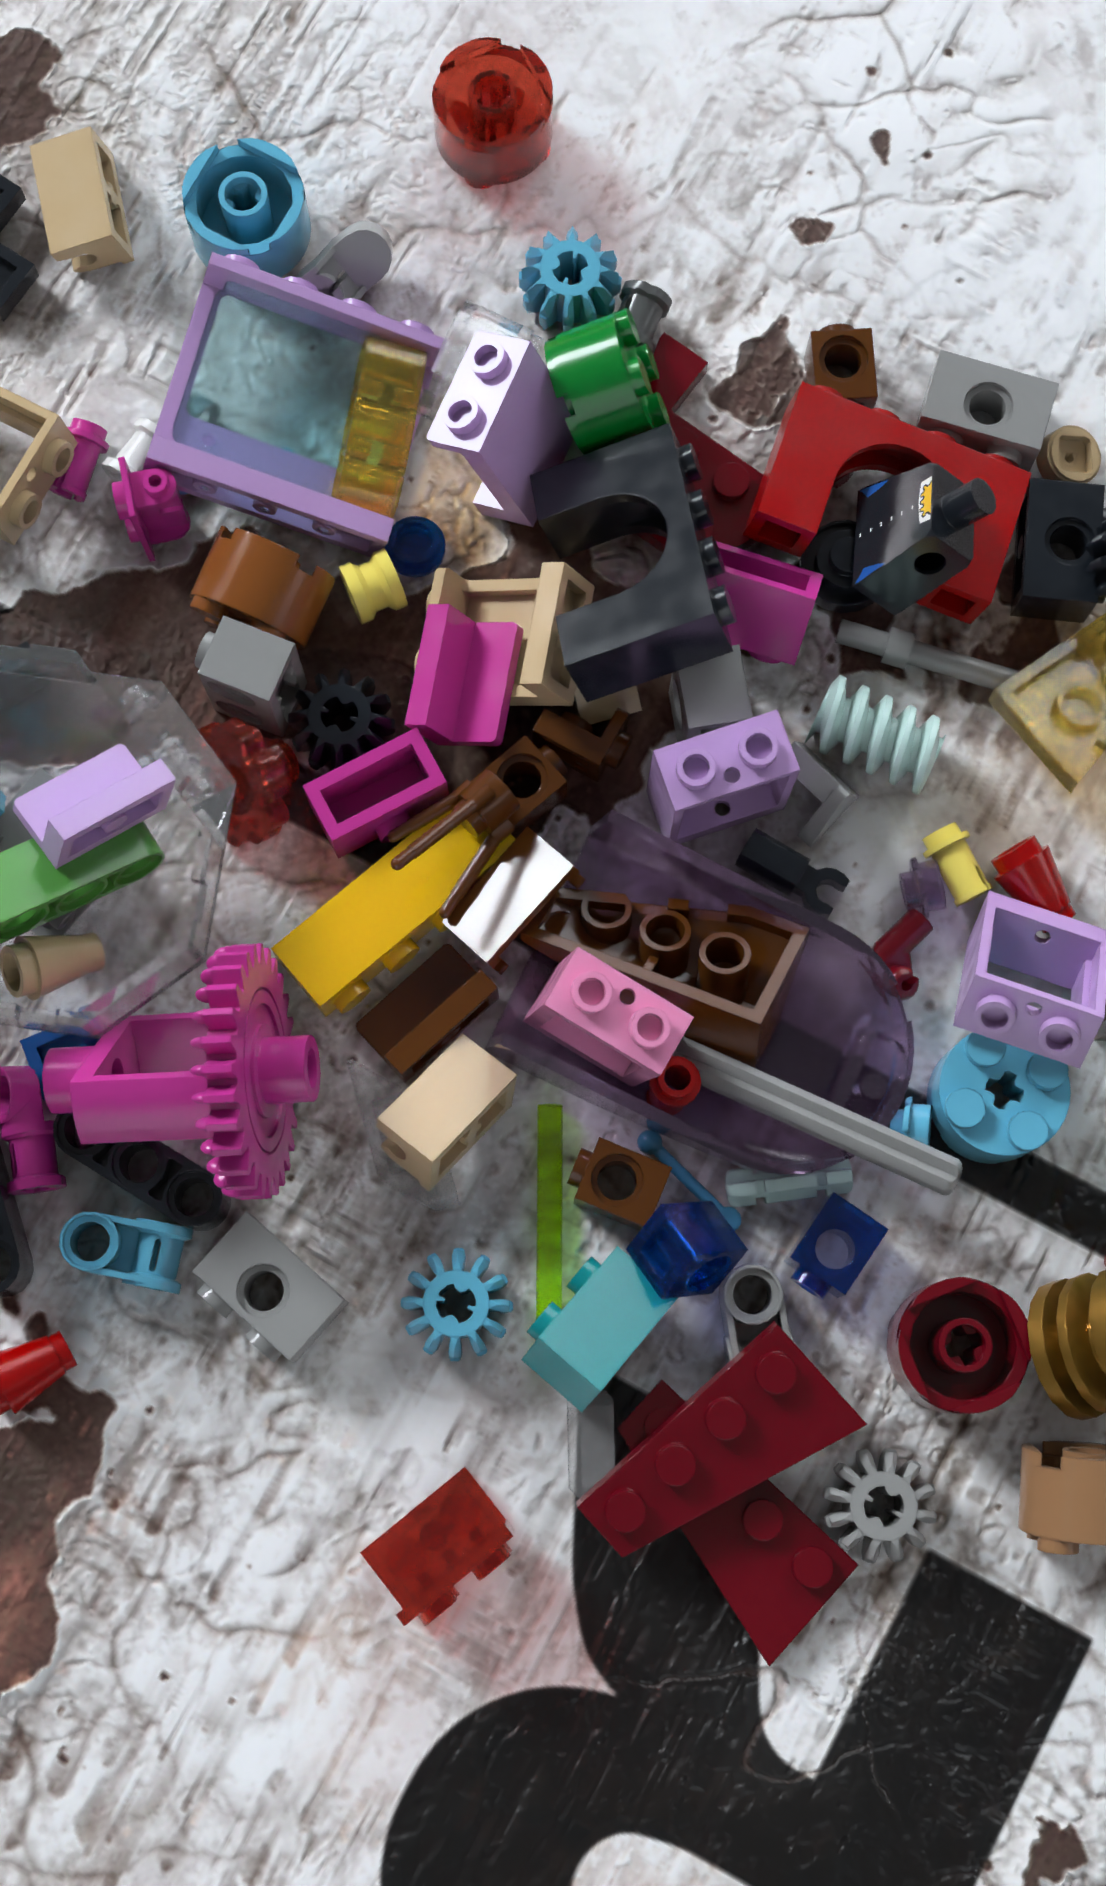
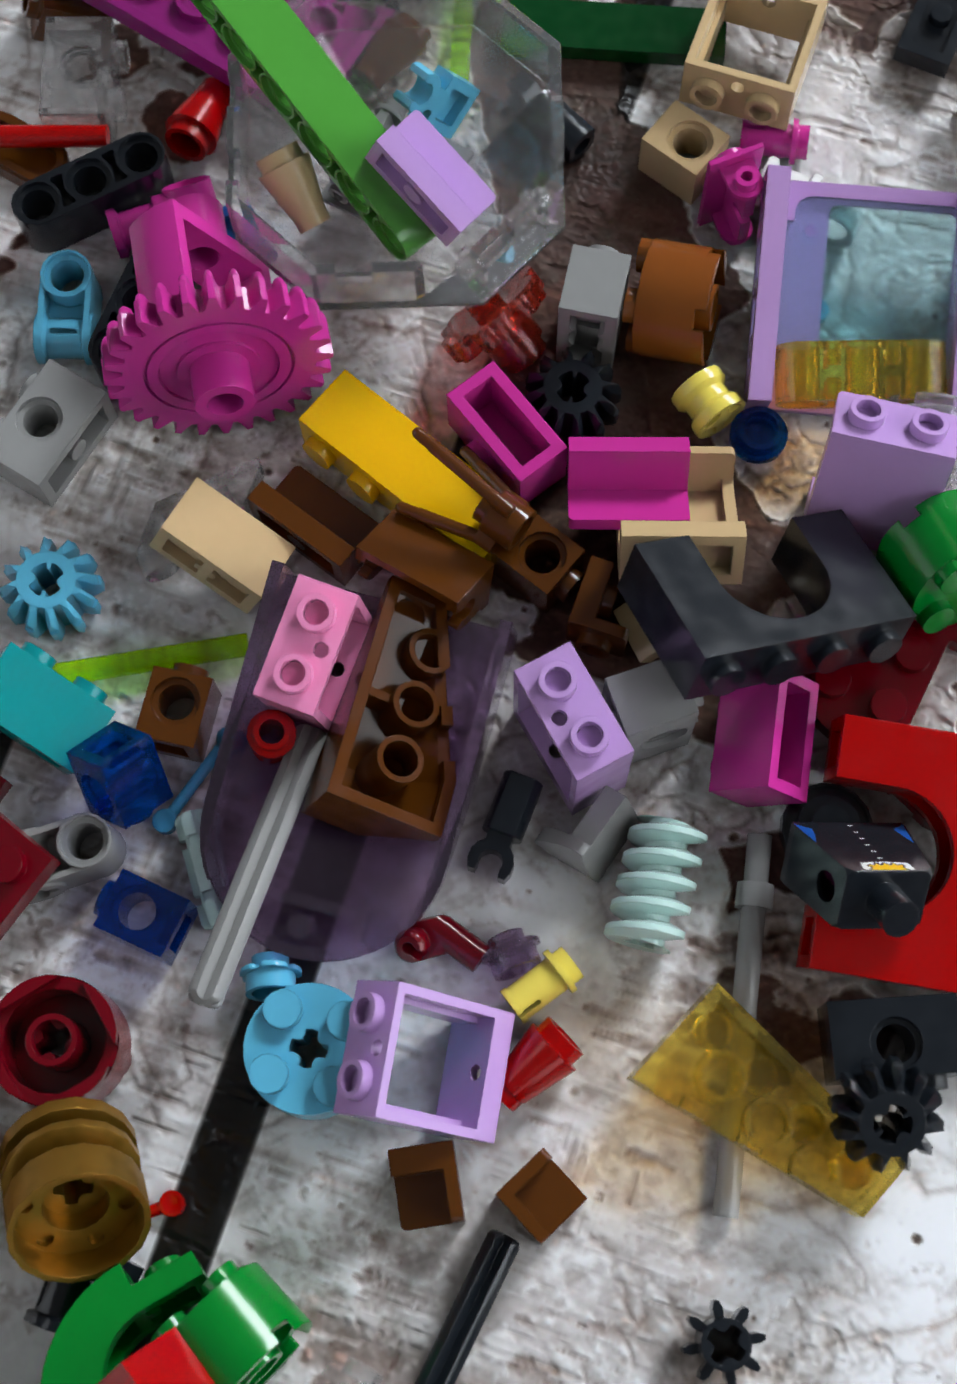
camera: 85 degrees right, 5 degrees down
(81, 577) = (676, 133): none -> tan brick

